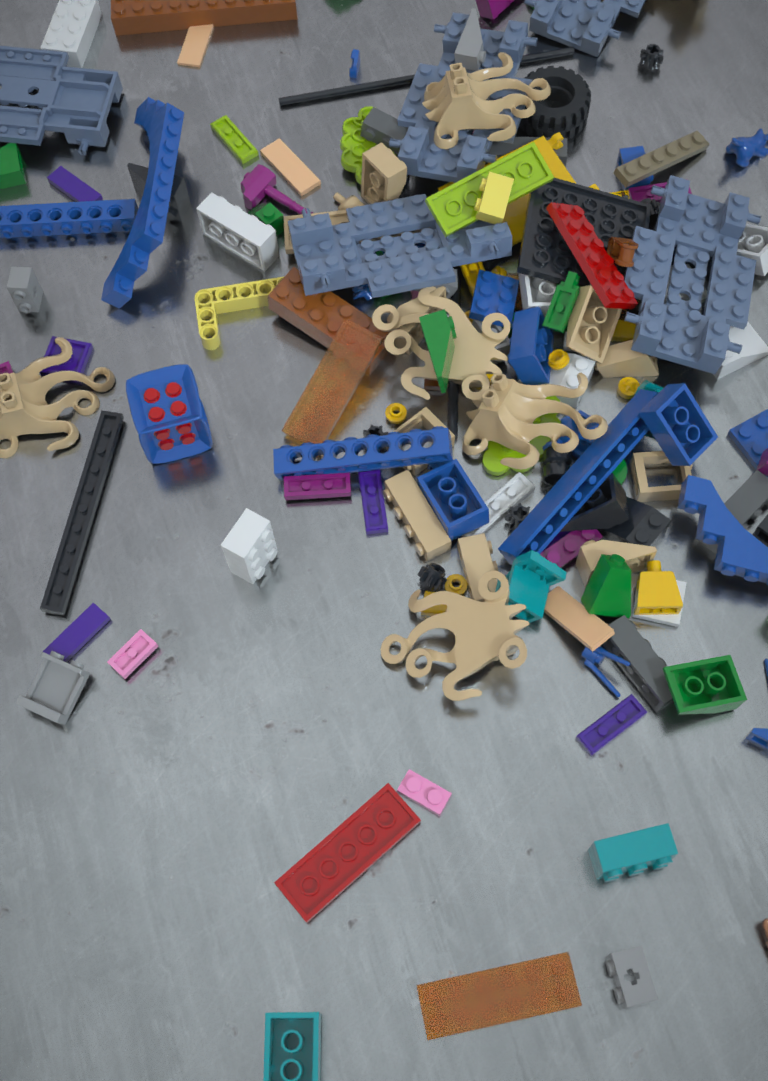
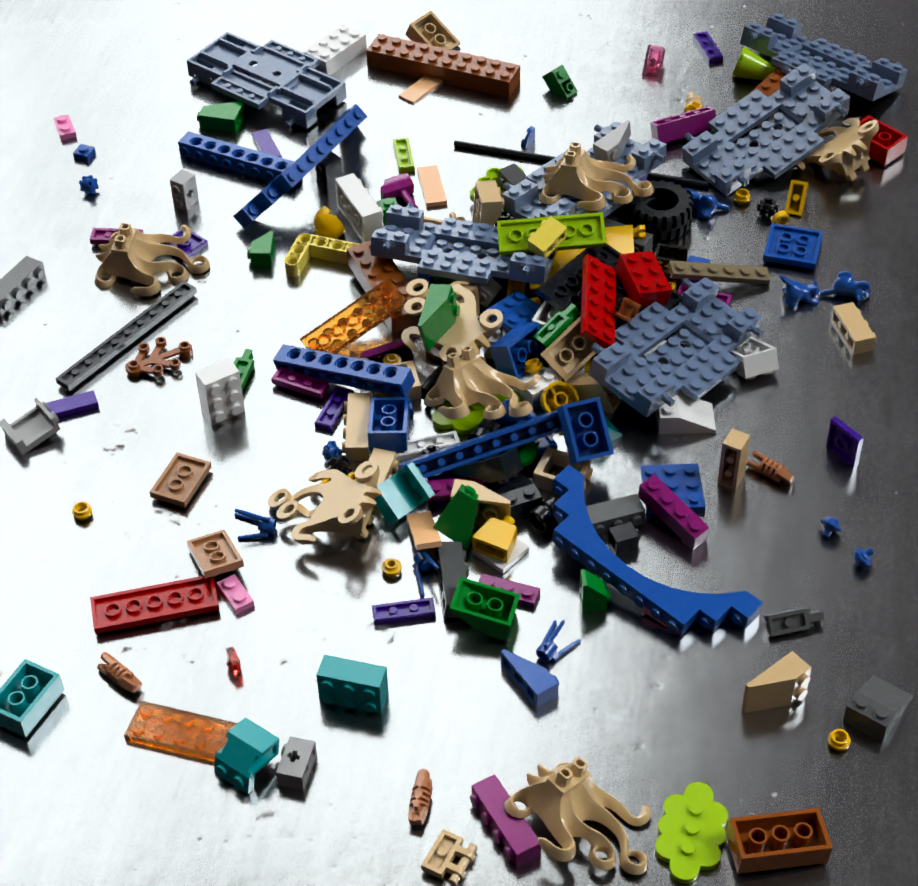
camera: 25 degrees right, 20 degrees down
(132, 654) = (97, 430): bright pink plate -> none
(137, 527) = (138, 365): none -> dark orange plant
(163, 331) = (262, 250): none -> green slope
(168, 414) = (224, 294): blue piece -> none
(181, 764) = (81, 510): none -> yellow plate
(215, 267) = (327, 224): none -> yellow cylinder
(240, 495) = (244, 365): none -> green hinge
(270, 675) = (180, 479): none -> medium nougat plate
(359, 961) = (119, 673): none -> nougat hinge
(375, 756) = (215, 553): none -> medium nougat plate
(380, 402) = (384, 349): none -> magenta tile
(401, 689) = (265, 524): none -> blue plant
(409, 560) = (331, 450): none -> blue plant
(482, 883) = (233, 661): none -> clear red tile
(560, 681) = (391, 567): none -> yellow plate
(581, 1001) = (245, 754): none -> teal piece
(591, 74) = (705, 204): none -> blue animal
(598, 163) = (665, 253): none -> clear smoke piece
(607, 389) = (556, 395): none -> yellow cylinder
(612, 204) = (643, 278): none -> red brick
(615, 51) = (742, 196): none -> yellow plate
(671, 64) = (780, 218): none -> yellow tile
(672, 32) = (796, 197): none -> yellow slope
(681, 536) = (541, 515): none -> black wheel
(698, 646) = (528, 594): none -> magenta plate
(704, 93) = (793, 246): none -> blue plate

